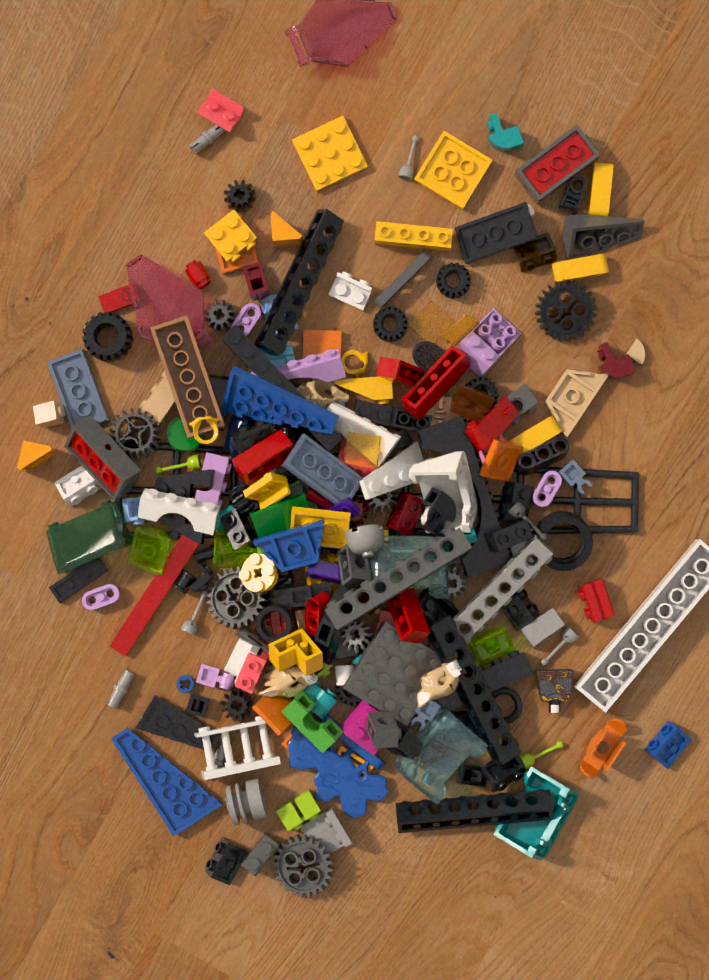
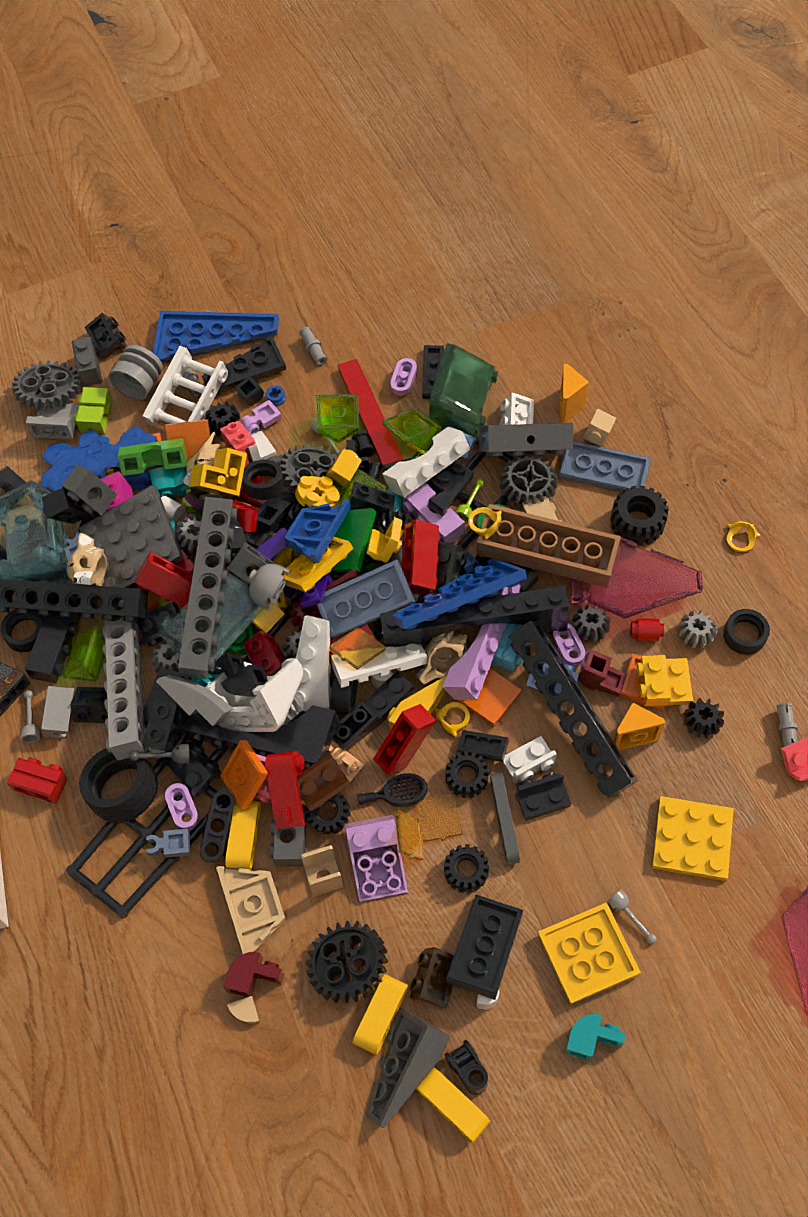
camera: 130 degrees right, 25 degrees down
(66, 265) = (737, 526): none -> yellow piece
(116, 299) = (672, 544): red tile -> none
(165, 207) = (752, 617): none -> black tyre
(175, 616) = (337, 416): none -> clear neon green slope
(180, 237) = (697, 629): none -> light grey gear
(221, 572) = (344, 467): none -> yellow brick
(363, 327) = (485, 745): none -> black plate
(370, 265) = (542, 796): none -> black bracket
(413, 236) = (542, 858): yellow brick -> none
(436, 382) = (371, 767): red brick -> none
(479, 525) = (195, 698): none -> light grey slope
(527, 358) = (322, 860): none -> tan piece
(556, 164) = (516, 1072): red brick -> none

